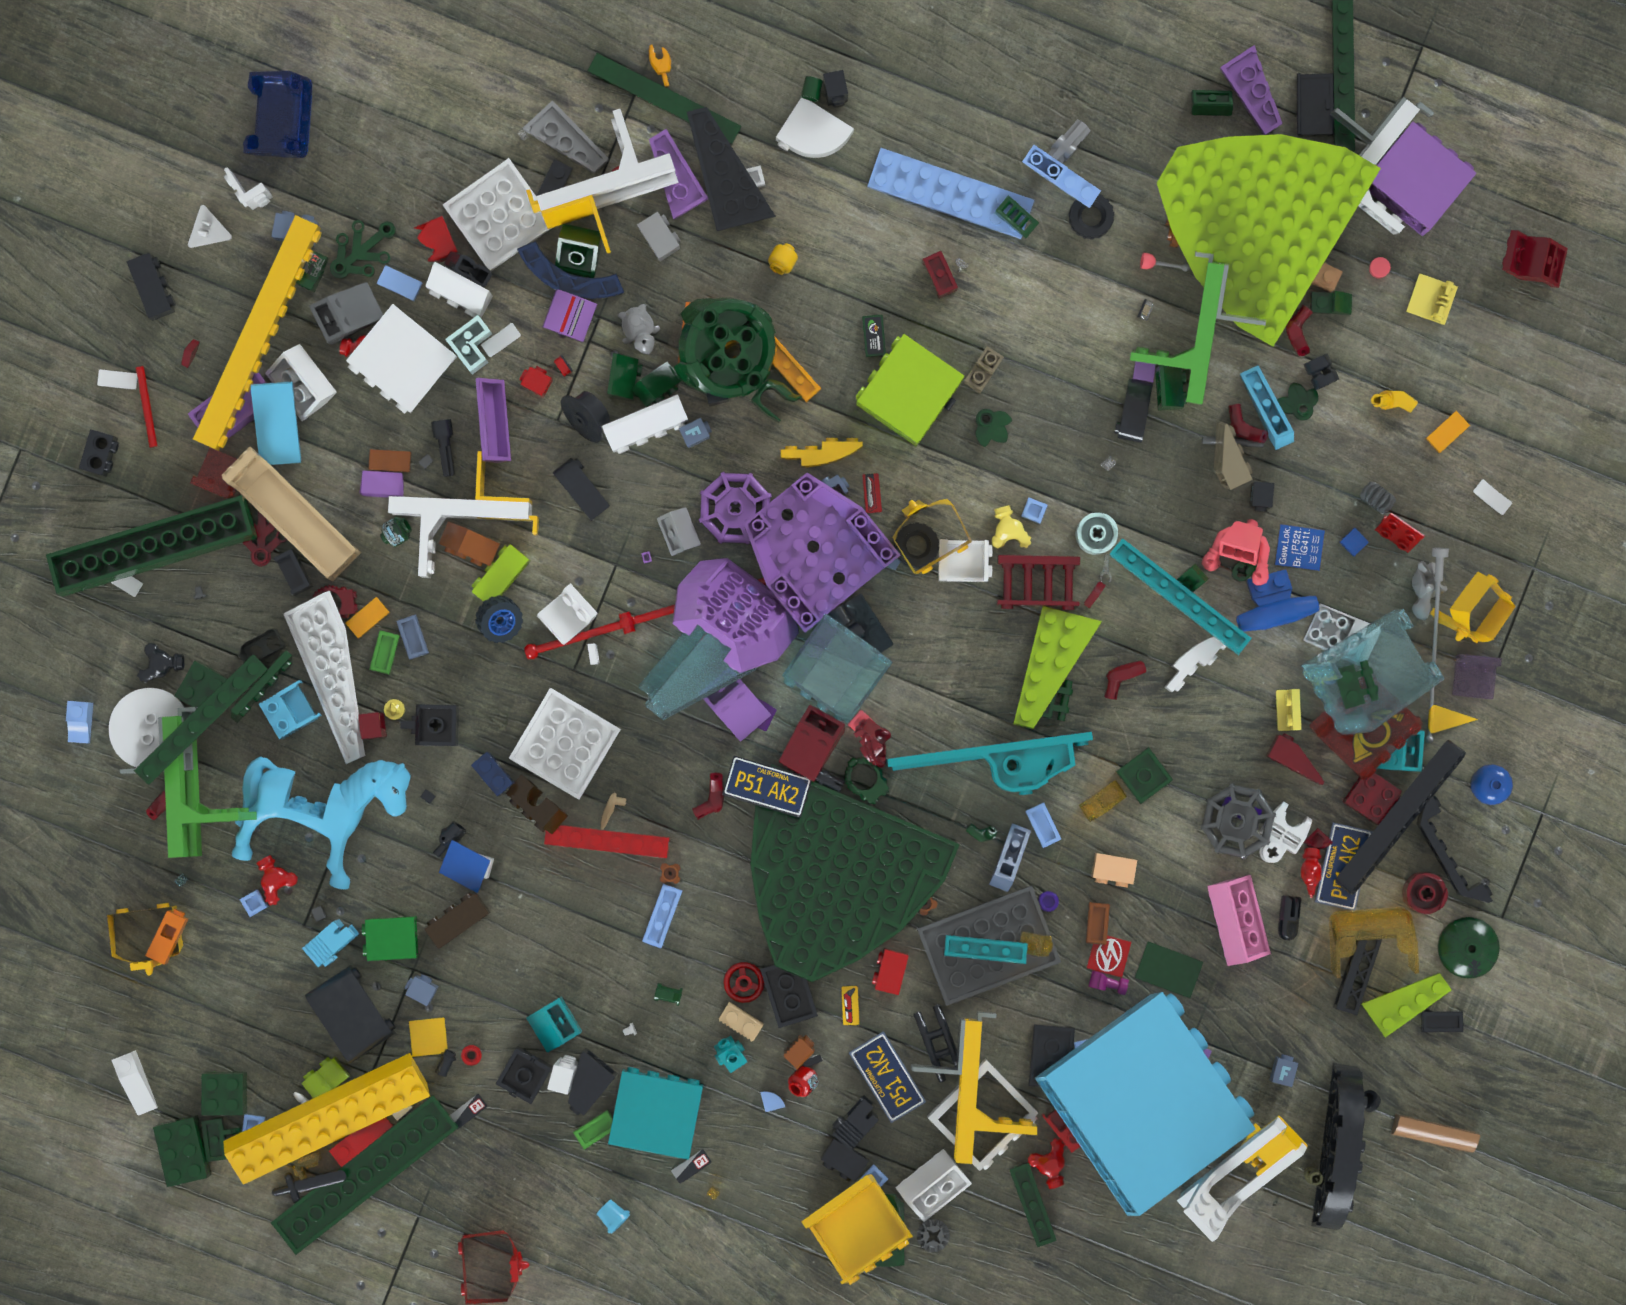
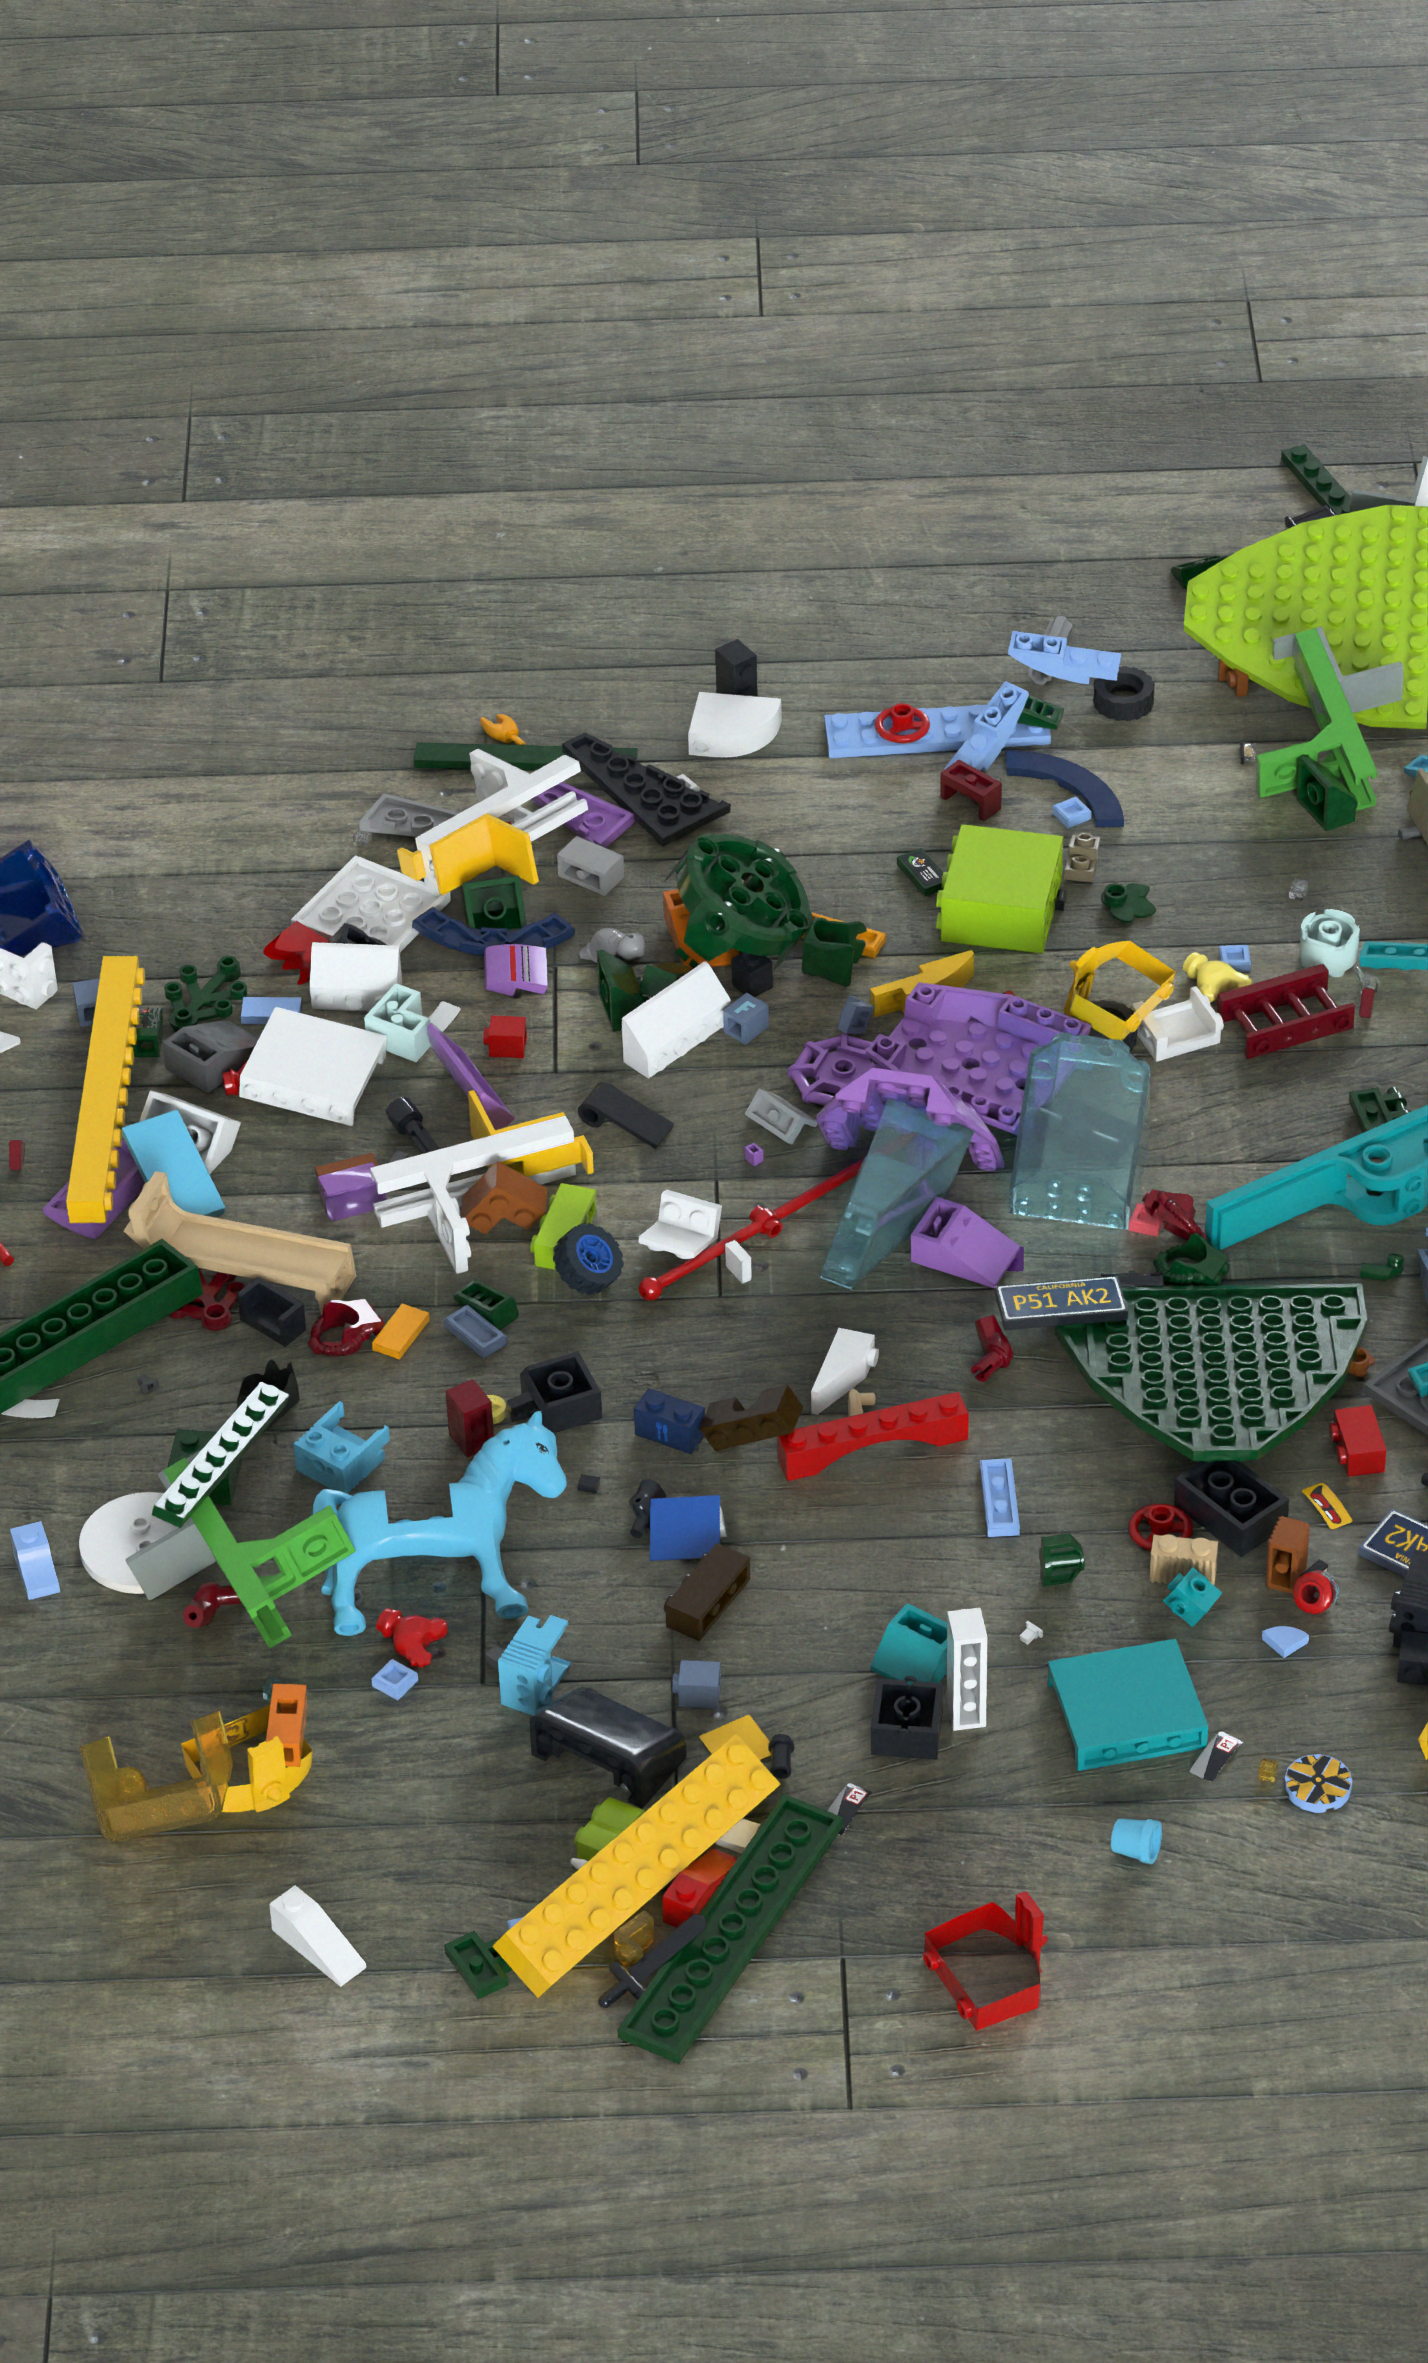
camera: 20 degrees left, 45 degrees down
(76, 948) = (131, 1810): none -> clear yellow windscreen
(160, 663) = (126, 1463): black animal -> none
(182, 1151) = (433, 1990): dark green brick -> none
(210, 474) = (106, 1251): clear red bracket -> none
(224, 1093) = (463, 1898): dark green brick -> none
(257, 691) = (277, 1445): dark green wing -> none
(326, 655) = (358, 1362): white wing -> none
(384, 652) = (444, 1359): bright green tile -> none
(390, 938) = (621, 1642): green brick -> none
(395, 531) = (394, 1230): head -> none
(432, 633) = (491, 1303): none -> dark green slope
(478, 1055) = (814, 1735): red plate -> none
(563, 366) = (534, 1018): red piece -> none
(564, 743) = (750, 1354): white plate -> none
(586, 415) = (589, 1034): black piece -> none
(589, 1082) = (1012, 1689): black slope -> none
(594, 1129) = (1048, 1760): bright green tile -> none
(620, 770) = (844, 1367): none -> white slope
(670, 868) = (982, 1447): dark orange plate -> none
(736, 1215) = (1318, 1783): none -> tile
(765, 462) = (855, 1016): none -> sand blue bracket
(782, 258) = (765, 830): yellow head -> none
(811, 89) = (708, 675): dark green piece -> none
(812, 743) = (1094, 1238): dark red slope -> none
(924, 181) = (902, 718): none -> red piece
(973, 229) = (992, 727): none -> light blue slope
(999, 319) = (1071, 812): none -> light blue tile
(1017, 287) = (1078, 780): none -> dark blue tile
(1055, 650) = (1355, 1072): lime wing -> none
(1134, 411) = (1302, 836): black door -> none
(1144, 371) = (1283, 799): medium lavender tile -> none
(1148, 262) = (1221, 708): hinge -> none
(1249, 83) = (1224, 534): medium lavender wing -> none

